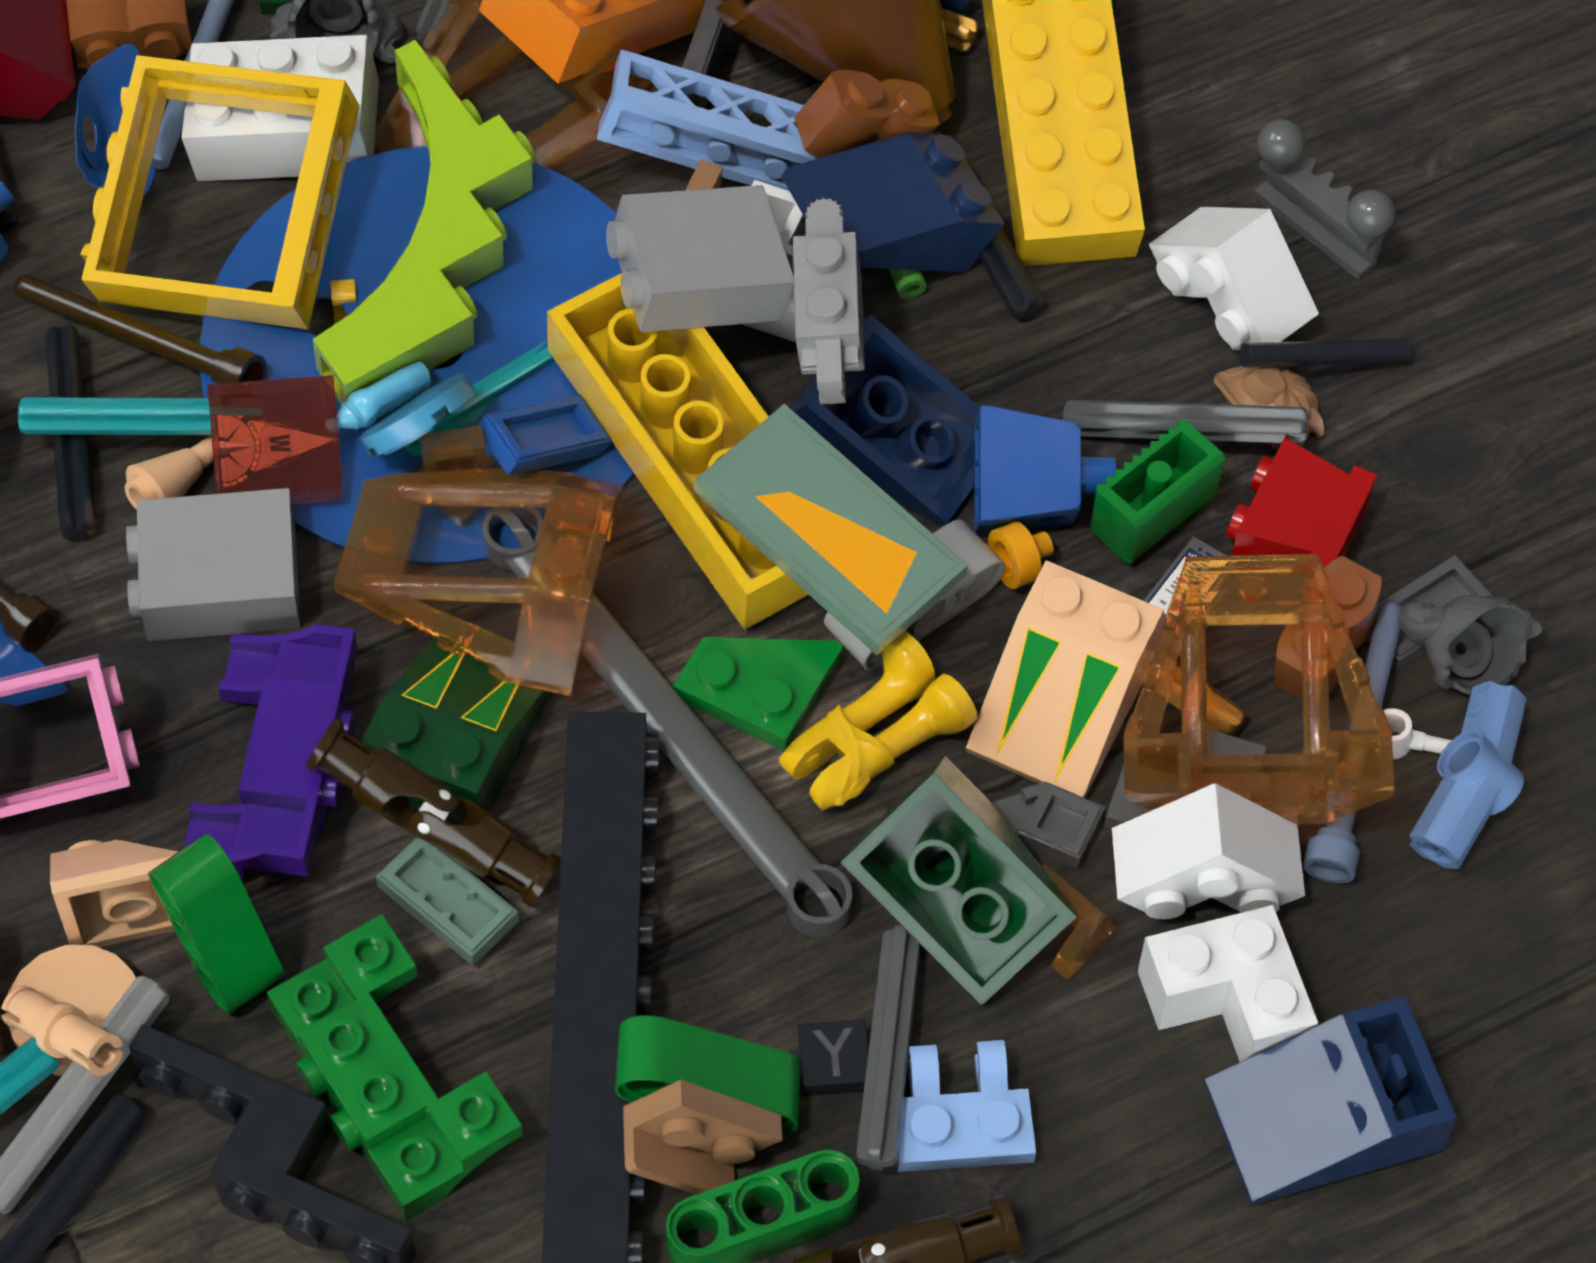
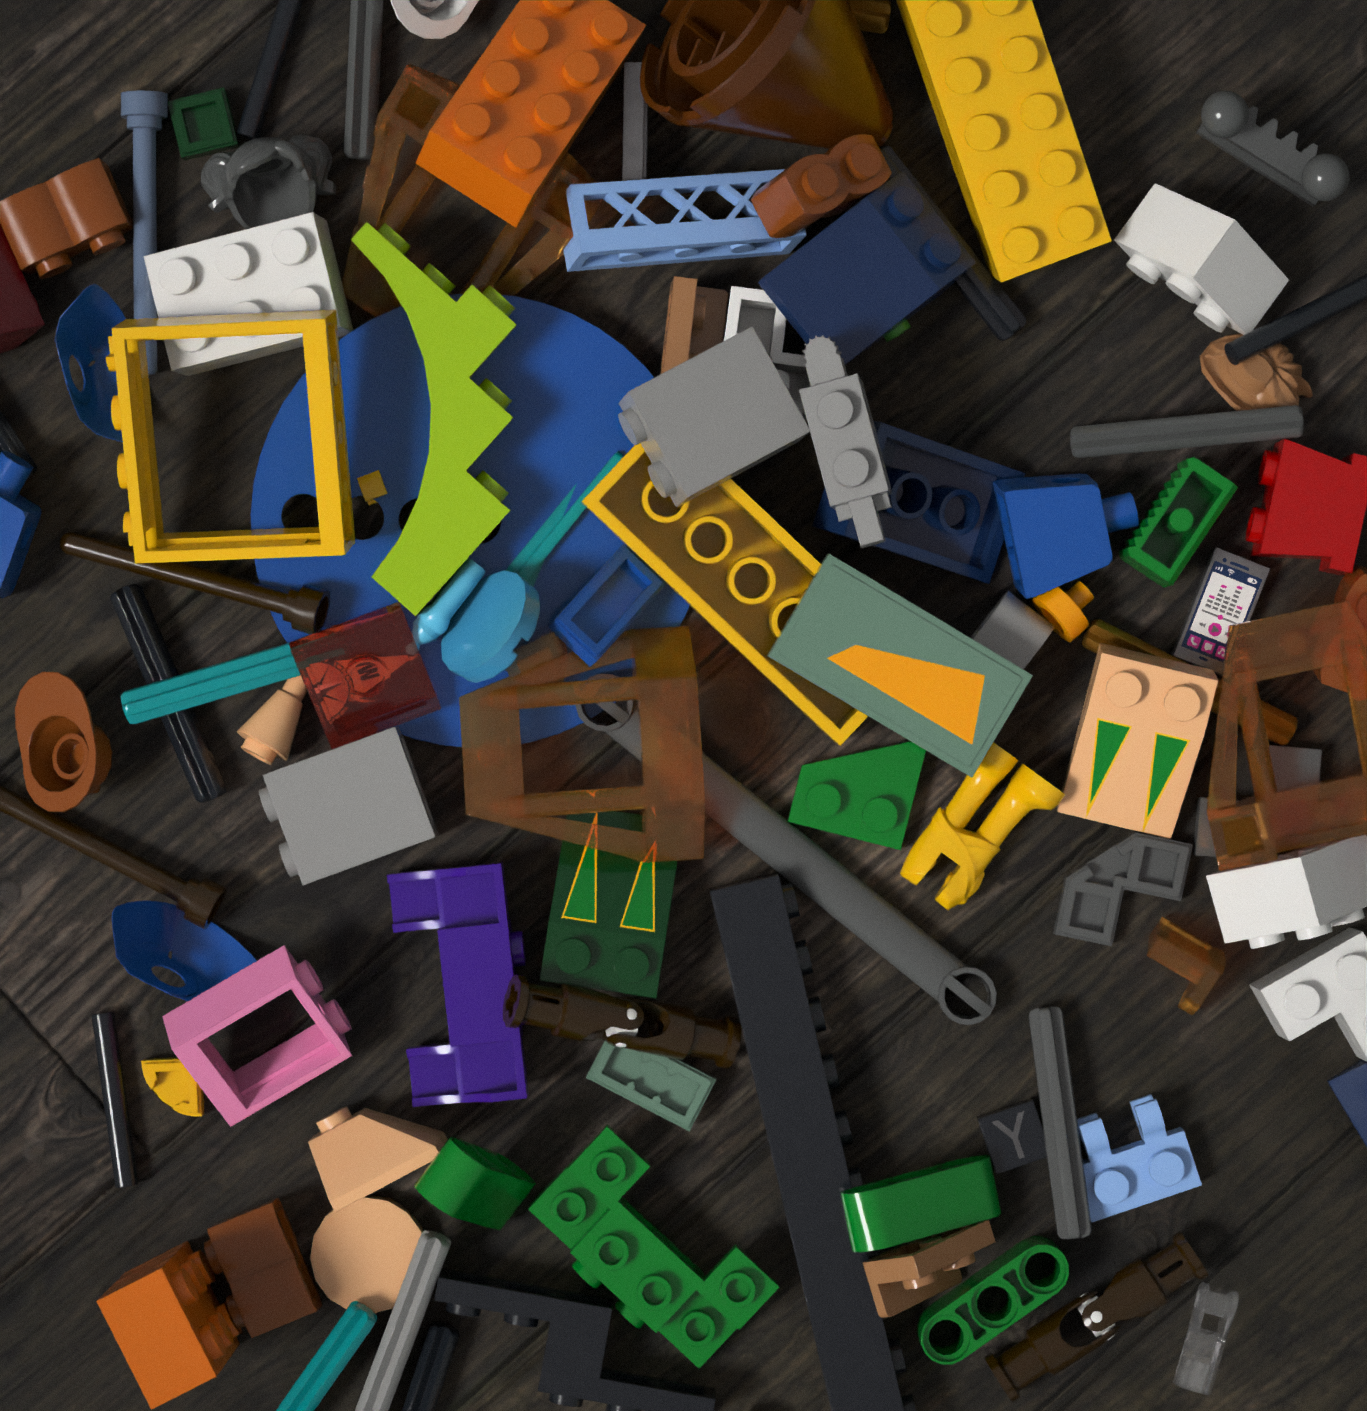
camera: 10 degrees left, 30 degrees up
(62, 1030) = (375, 1302): light nougat pin -> none
(960, 881) = (1084, 964): slope -> none

